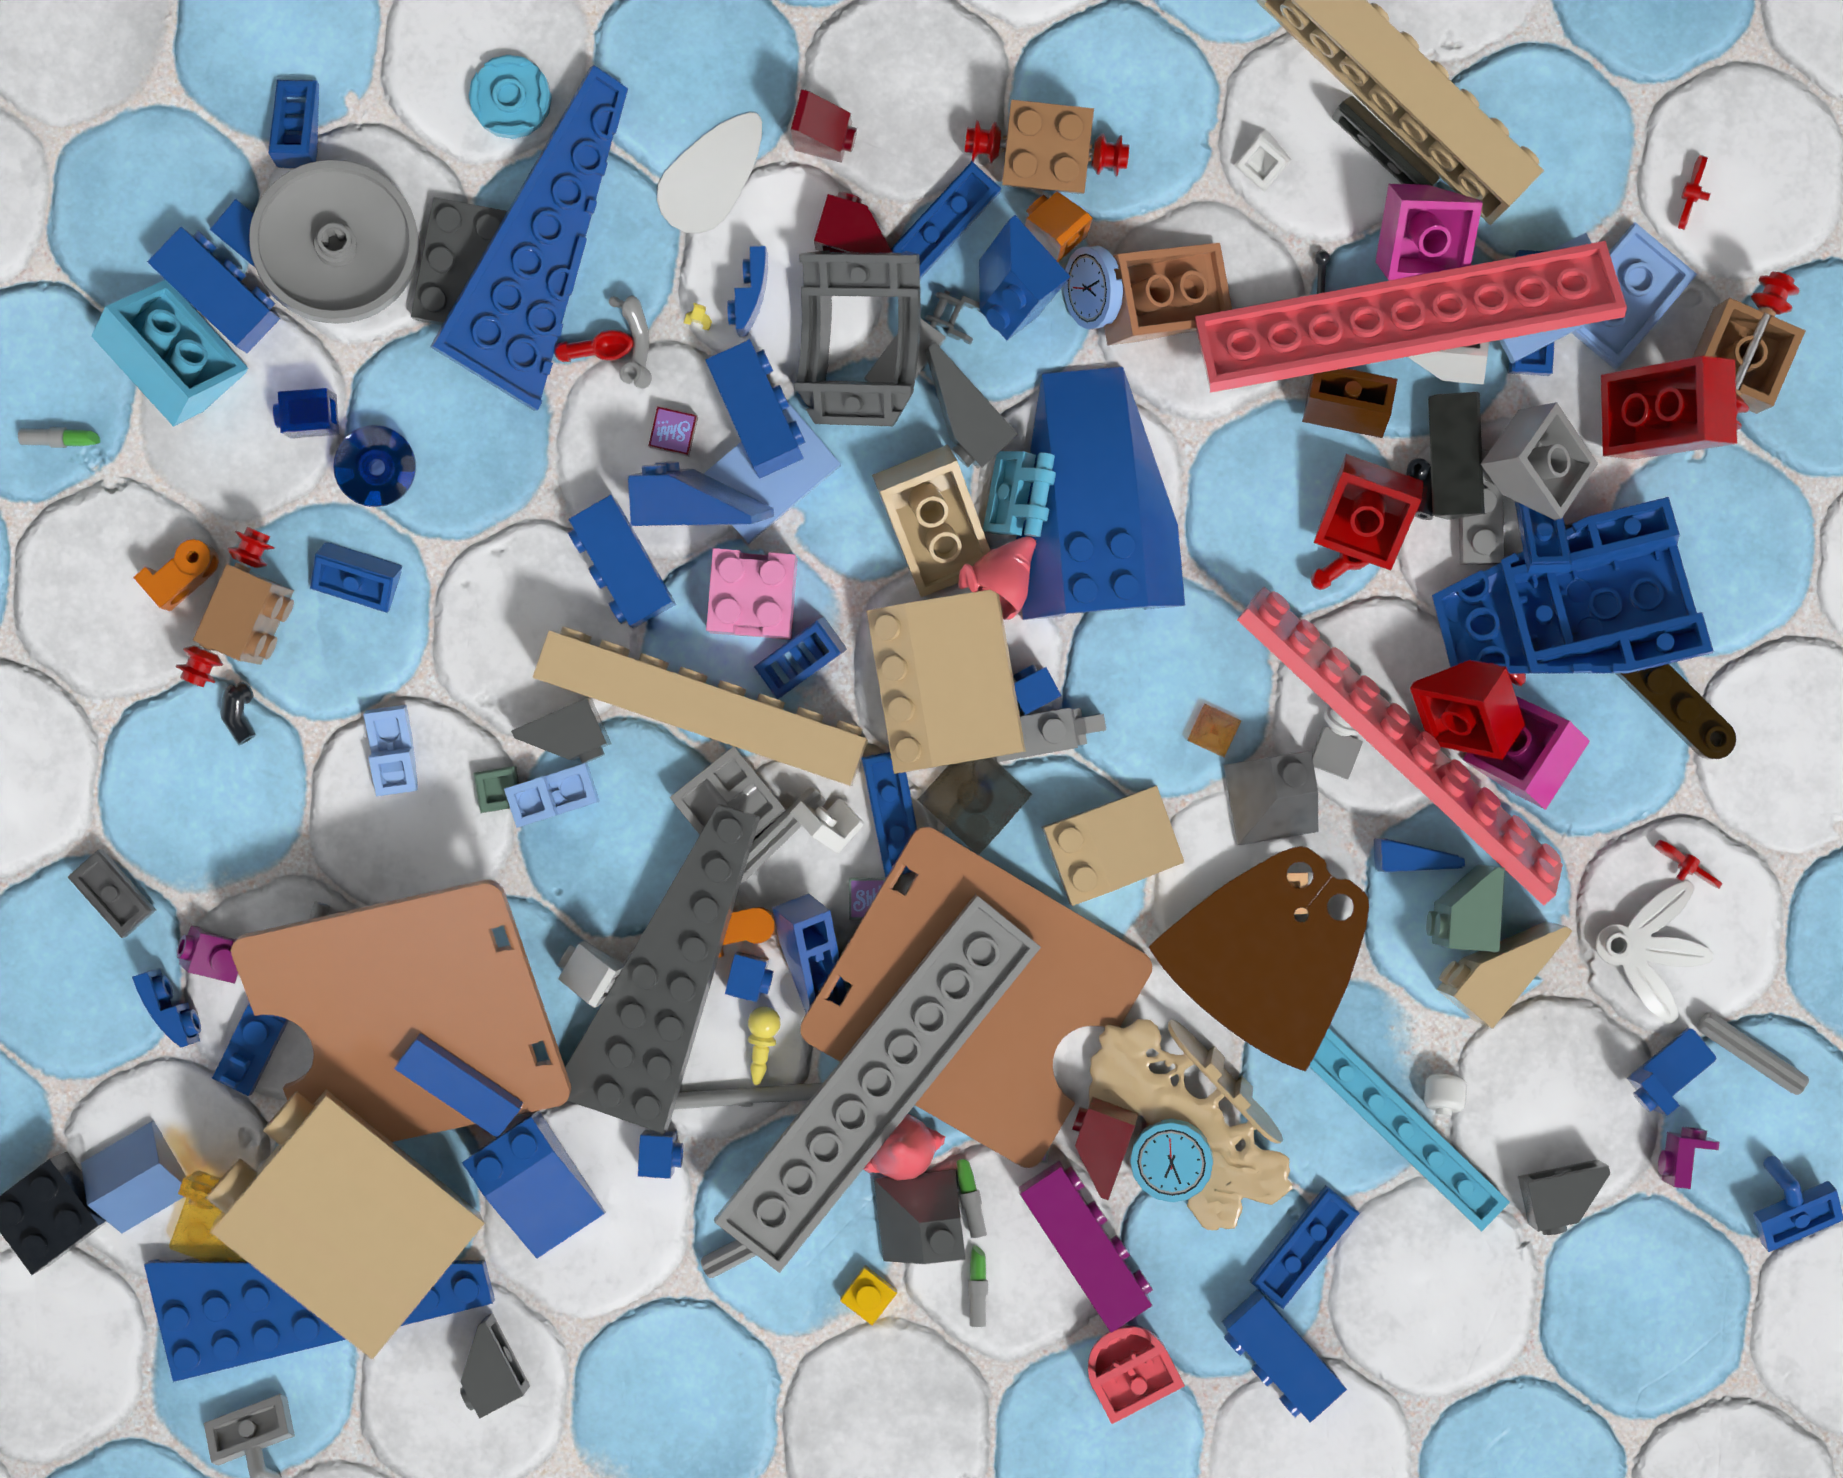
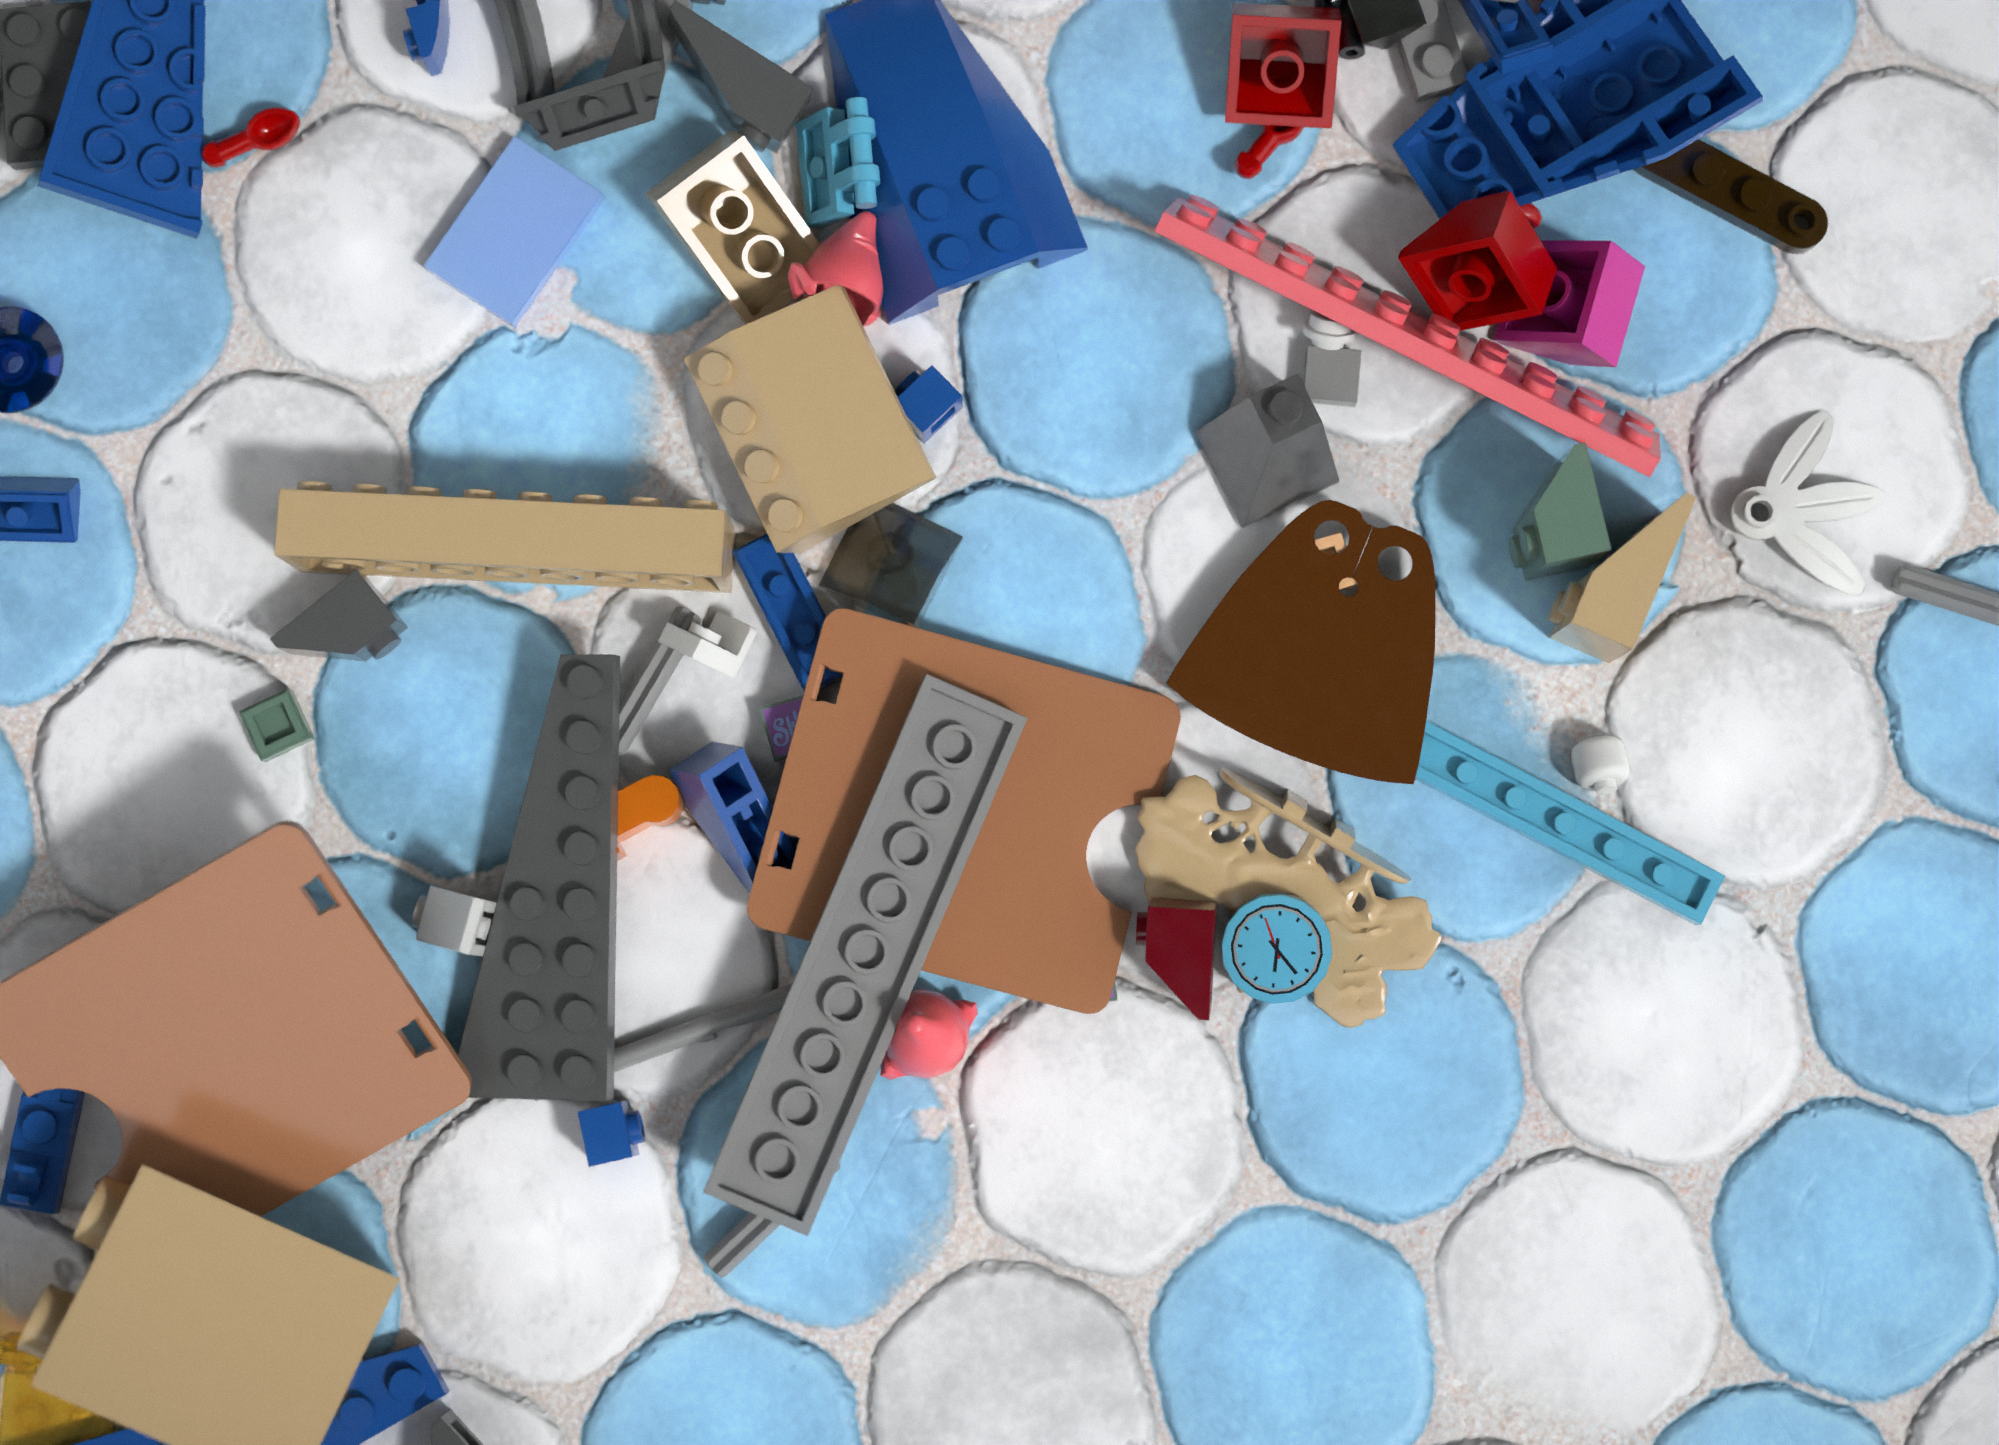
camera: 20 degrees left, 5 degrees down
(391, 750) = (125, 714): light blue slope -> none
(458, 1085) = (320, 1112): blue tile -> none
(534, 1185) = (458, 1221): blue slope -> none
(551, 795) = (347, 711): light blue slope -> none
(620, 562) = (355, 392): blue brick -> none
(634, 314) = (308, 151): light grey piece -> none
(673, 431) = (379, 213): tile -> none
(687, 497) = (395, 286): blue slope -> none
(698, 316) = (372, 64): light yellow piece -> none
(728, 783) = (571, 626): light grey plate -> none
(749, 977) = (664, 869): blue plate -> none
(752, 594) = (534, 384): bright pink piece -> none
(756, 408) = (475, 150): blue brick -> none
(763, 1025) = (701, 927): light yellow bar -> none
(827, 636) = (603, 437): blue slope -> none
(868, 1295) = (936, 1240): yellow plate -> none
(920, 1218) = (973, 1118): dark grey slope -> none
(970, 1199) = (1032, 1076): light grey piece -> none
(977, 1287) = (1075, 1189): light grey piece -> none
(1055, 732) = (968, 451): light grey hinge -> none
(1085, 1246) = (1198, 1091): magenta brick -> none
(1113, 845) = (1082, 570): tan slope -> none
(1131, 1371) = (1304, 1237): coral slope -> none
(1214, 730) = (1170, 392): clear orange slope -> none
(1282, 1357) = (1495, 1162): blue brick -> none
(1304, 1247) = (1481, 1013): blue tile -> none
(1400, 856) = (1456, 478): blue slope -> none
(1561, 1194) = (1787, 849): dark grey slope -> none
(1670, 1071) = (1877, 651): blue bracket -> none
(1677, 1159) = (1921, 759): magenta bracket -> none
(1687, 863) = (1816, 388): red piece -> none

